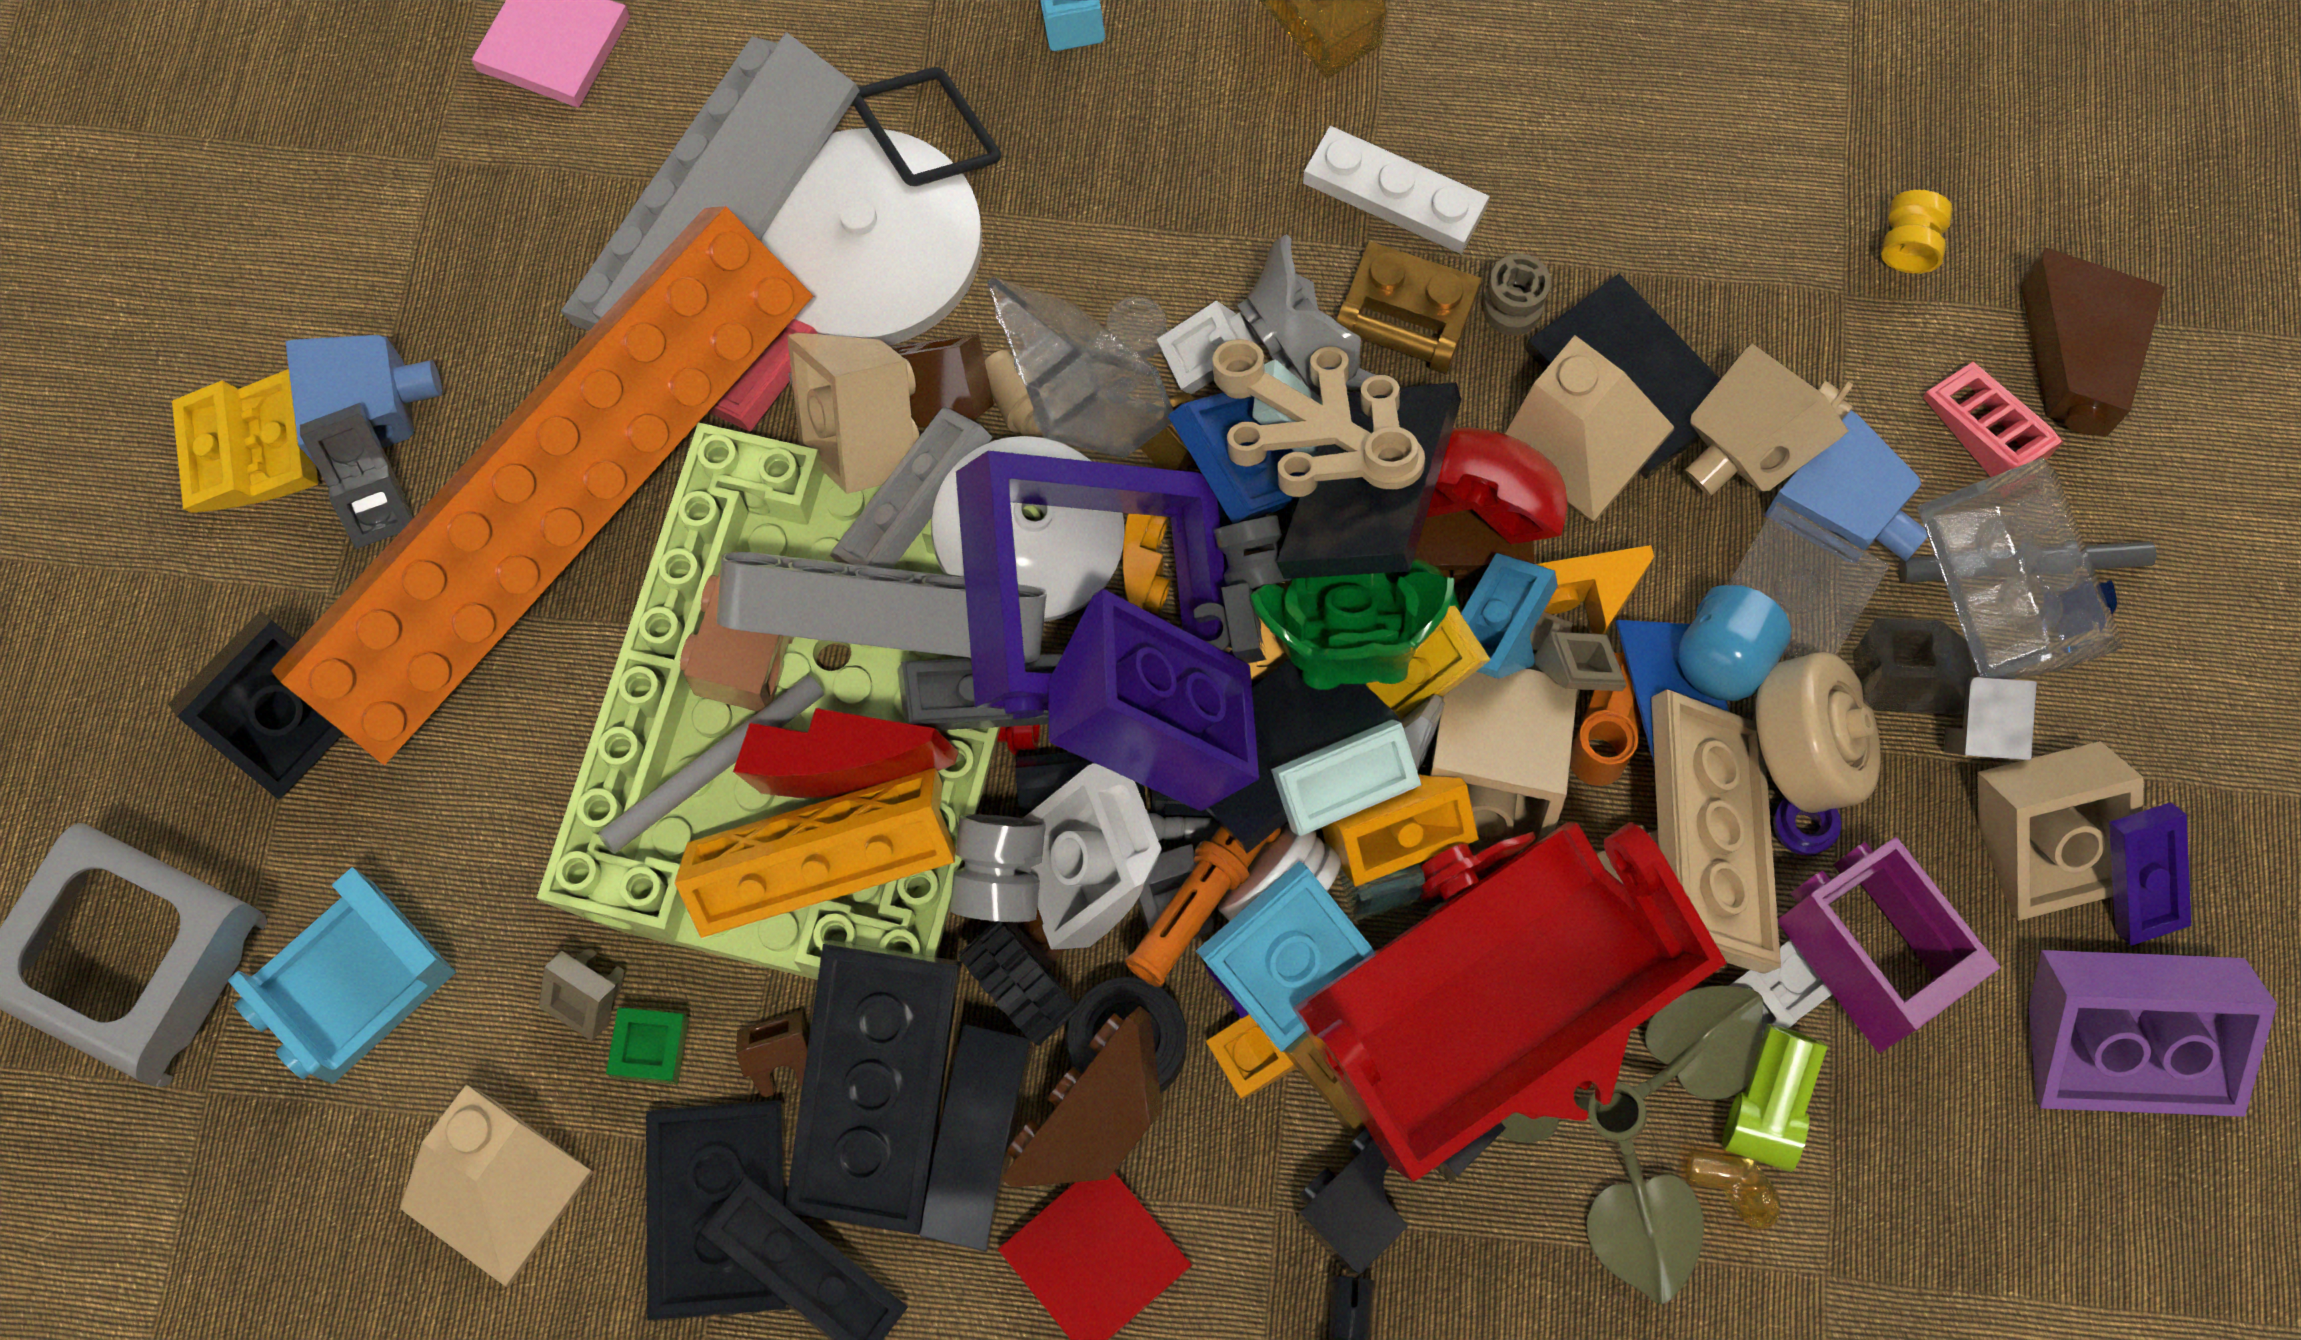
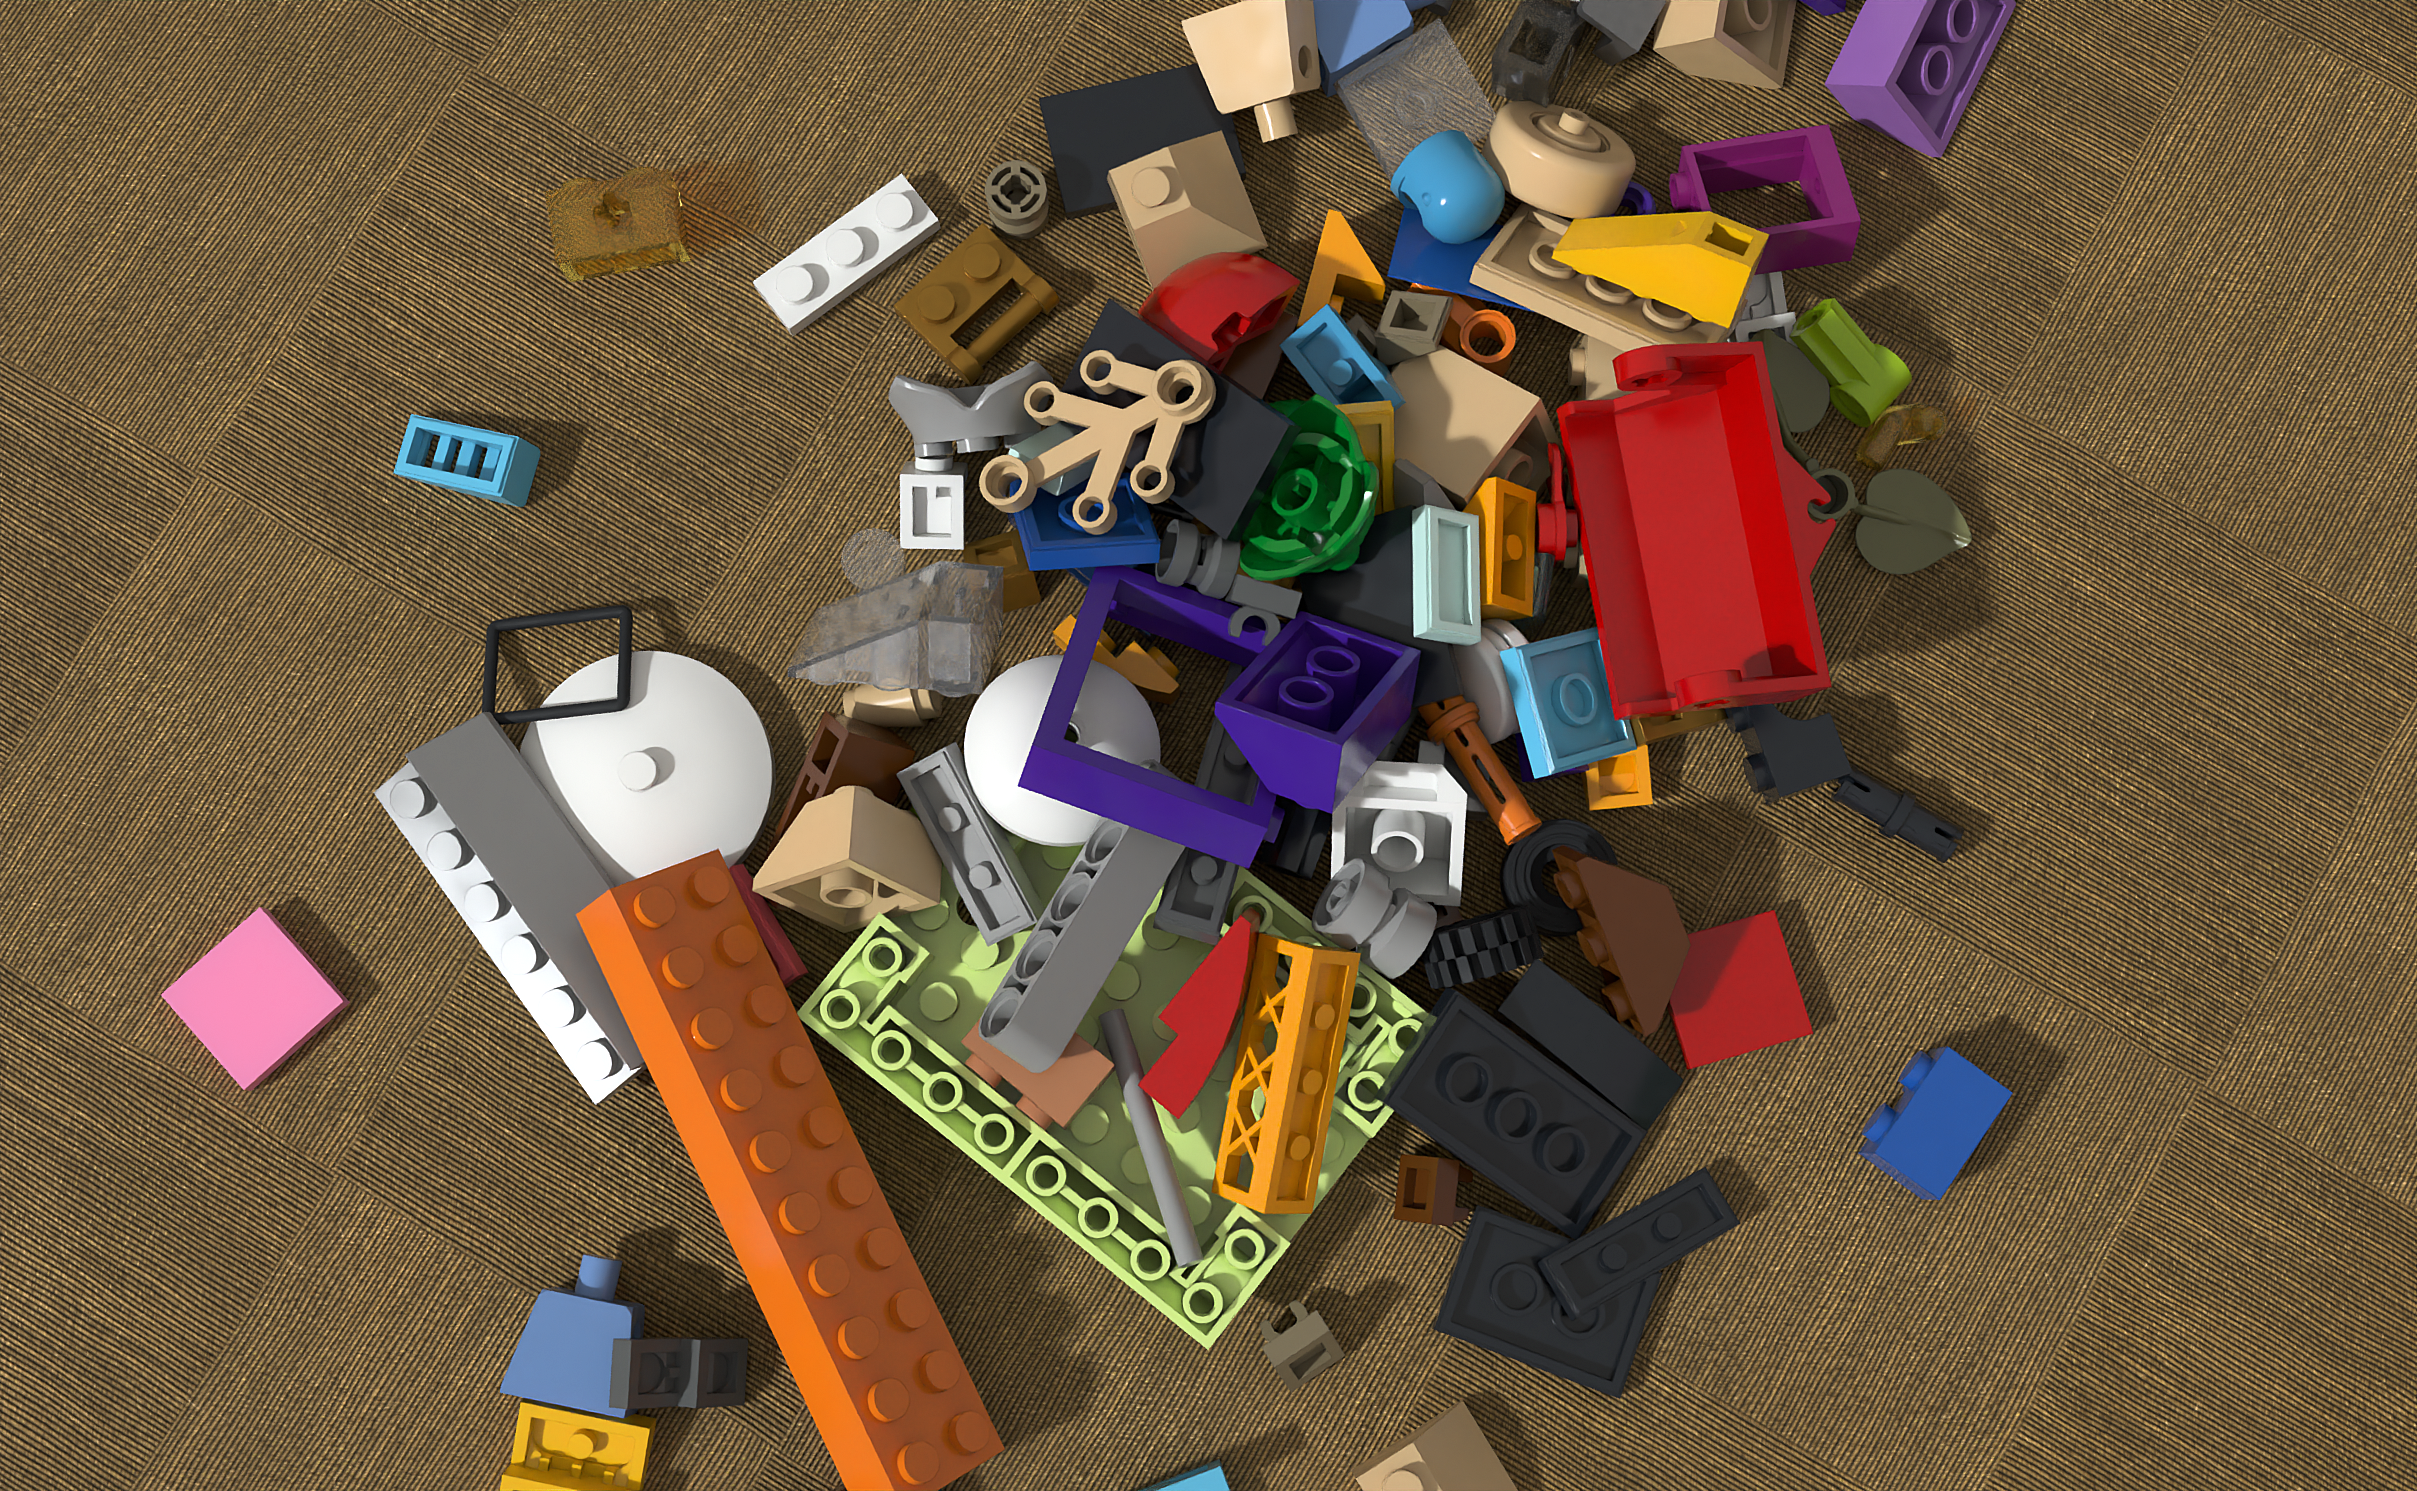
camera: 70 degrees left, 10 degrees up
(647, 1046) = (1376, 1305): green plate -> none
(1775, 870) = (1676, 258): none -> yellow slope

